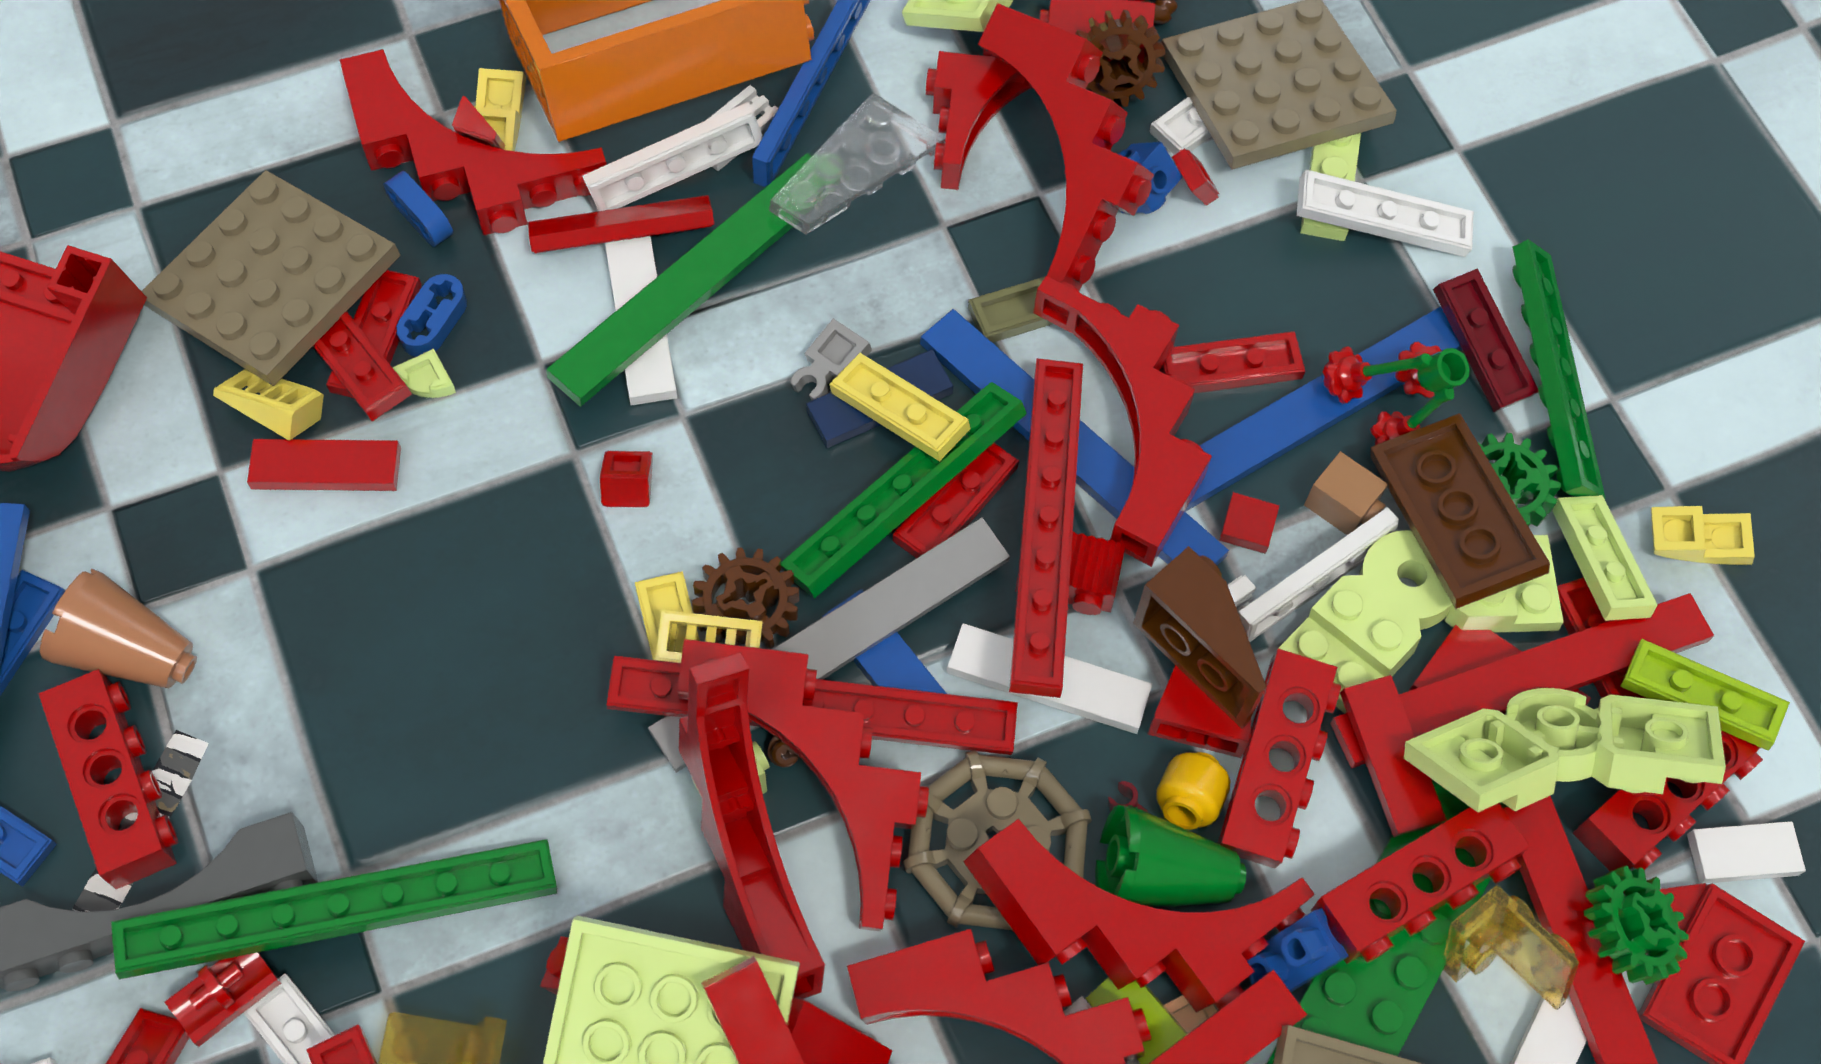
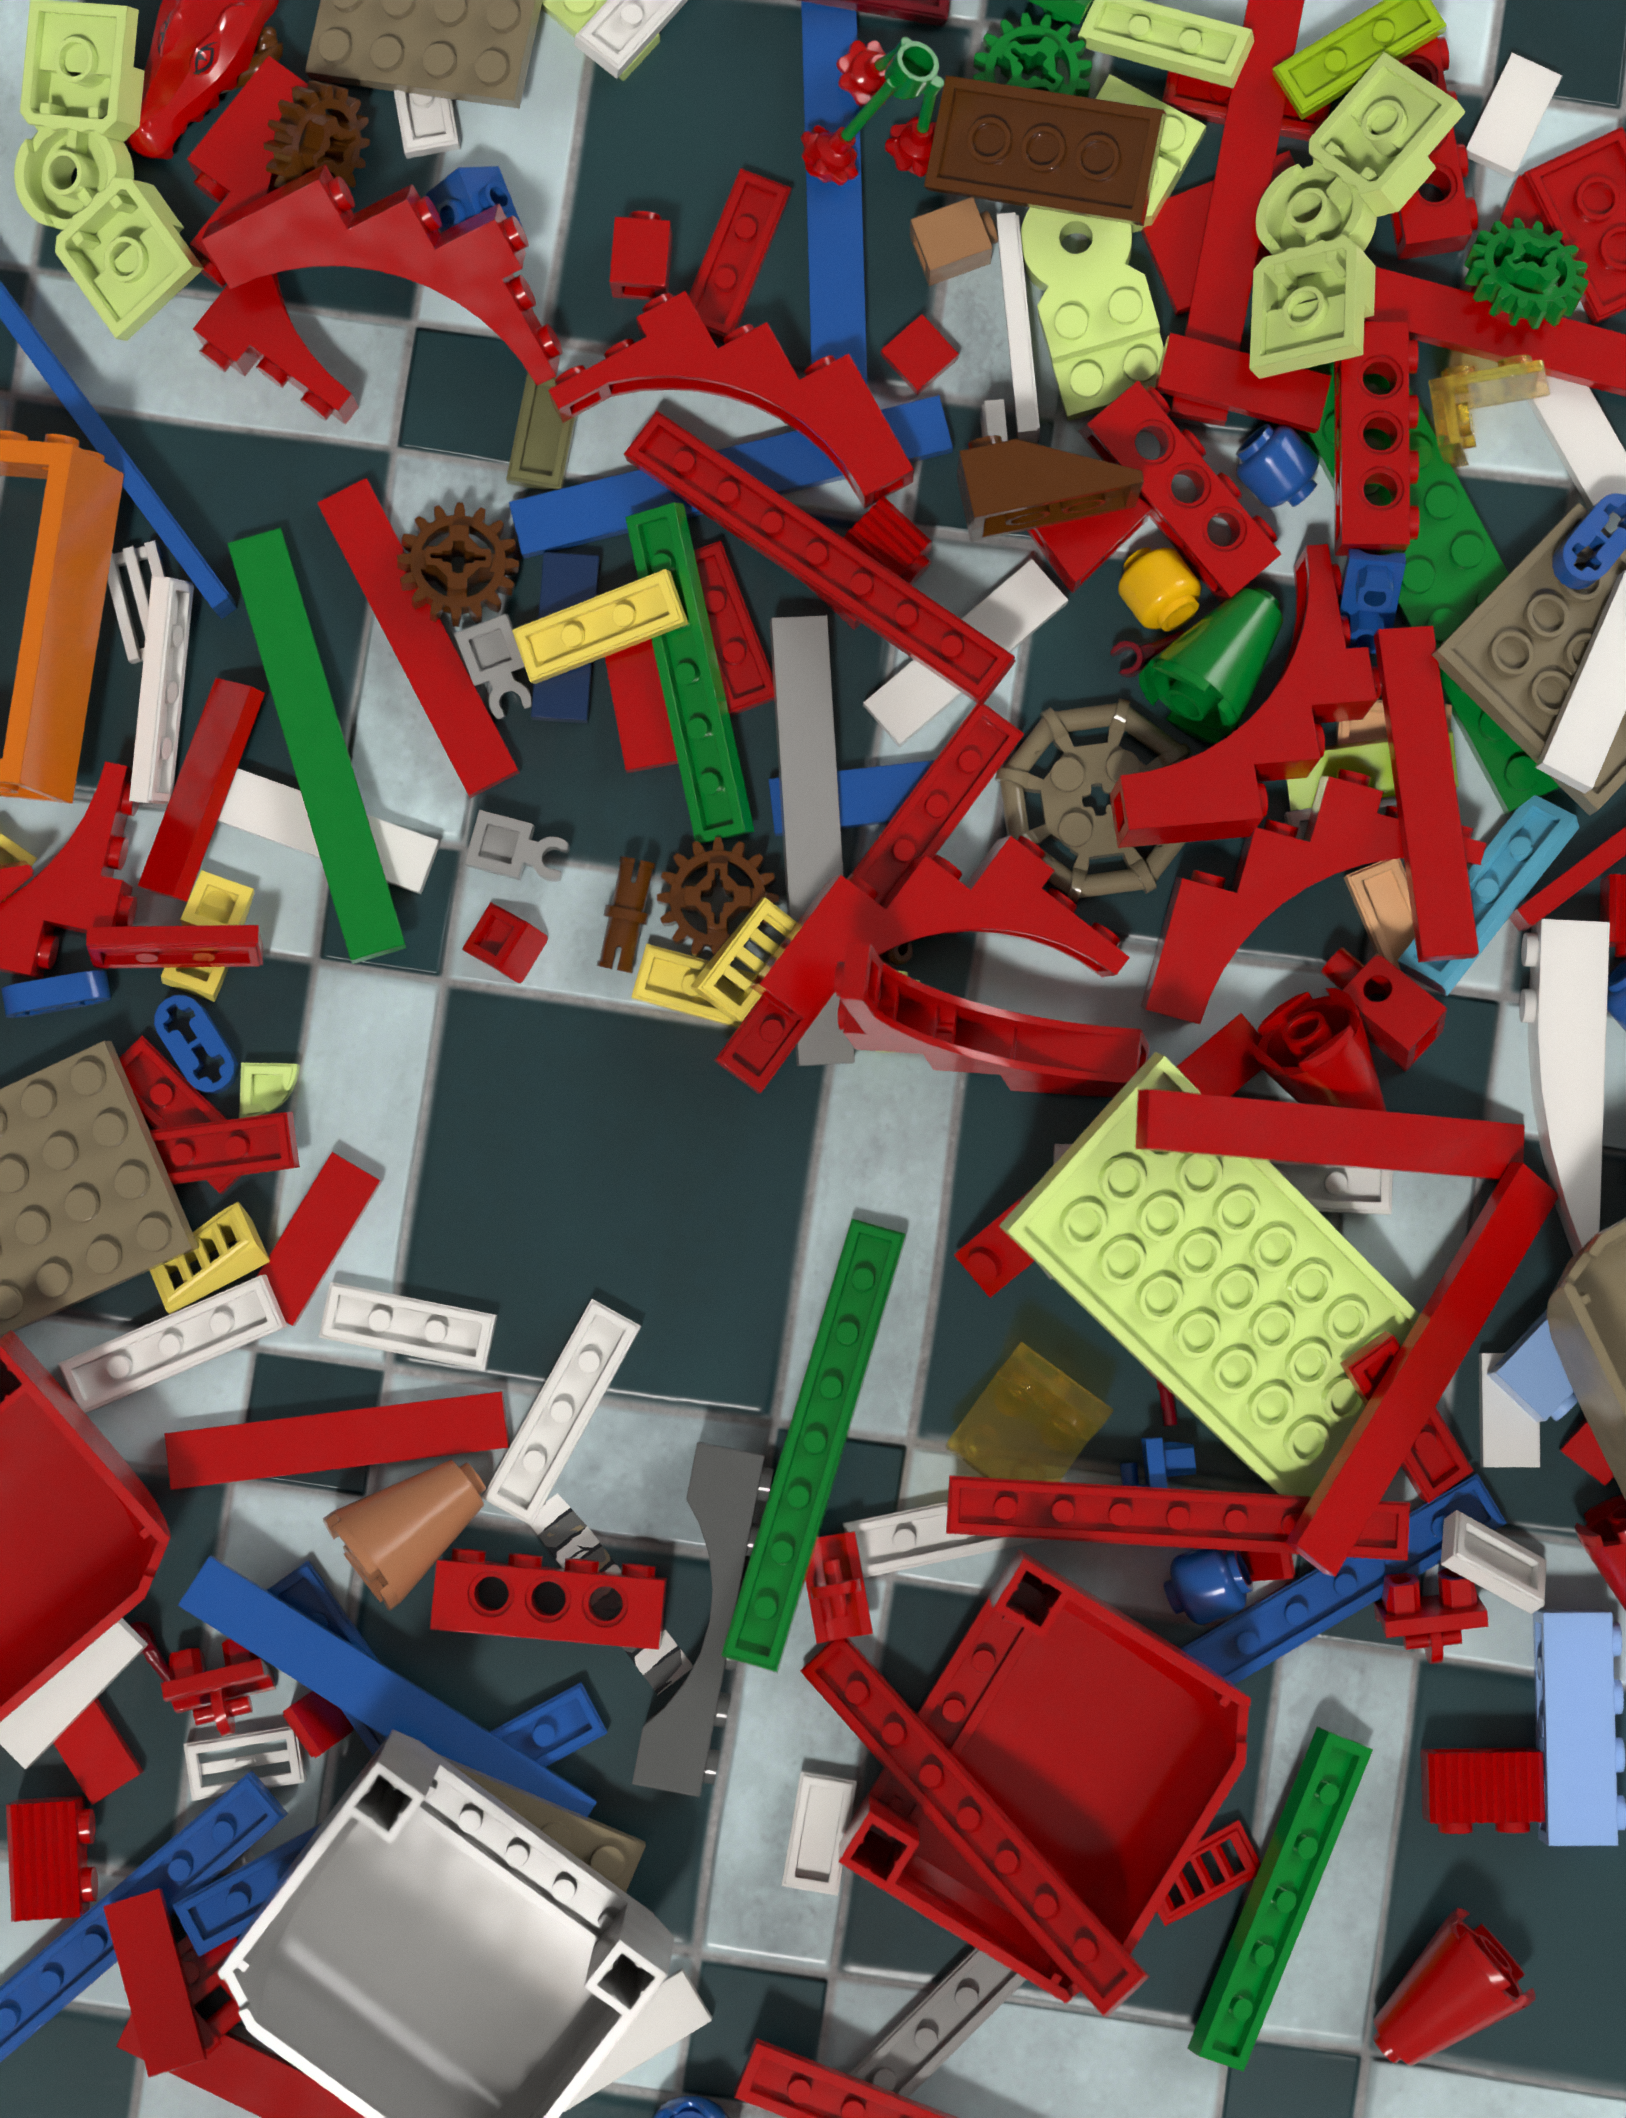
camera: 50 degrees left, 20 degrees up
(174, 563) = (337, 1440): none -> red tile
(192, 411) = (173, 1344): none -> white tile
(275, 709) = (561, 1412): none -> white tile
(290, 565) = (408, 1326): none -> white tile
(493, 257) = (175, 946): none -> red tile
(508, 287) = (210, 903): none -> light yellow slope
(695, 544) = (626, 914): none -> reddish brown pin
(699, 439) = (506, 846): none -> light grey plate
(818, 301) = (417, 641): none -> red tile
(852, 162) = (269, 489): clear wing -> none
(857, 471) = (640, 708): none -> red tile
(885, 297) = (436, 562): none -> reddish brown gear
(1187, 297) = (641, 256): none -> red brick
(1196, 176) = (502, 150): red tile -> none
(1349, 825) = (1277, 466): none -> blue head

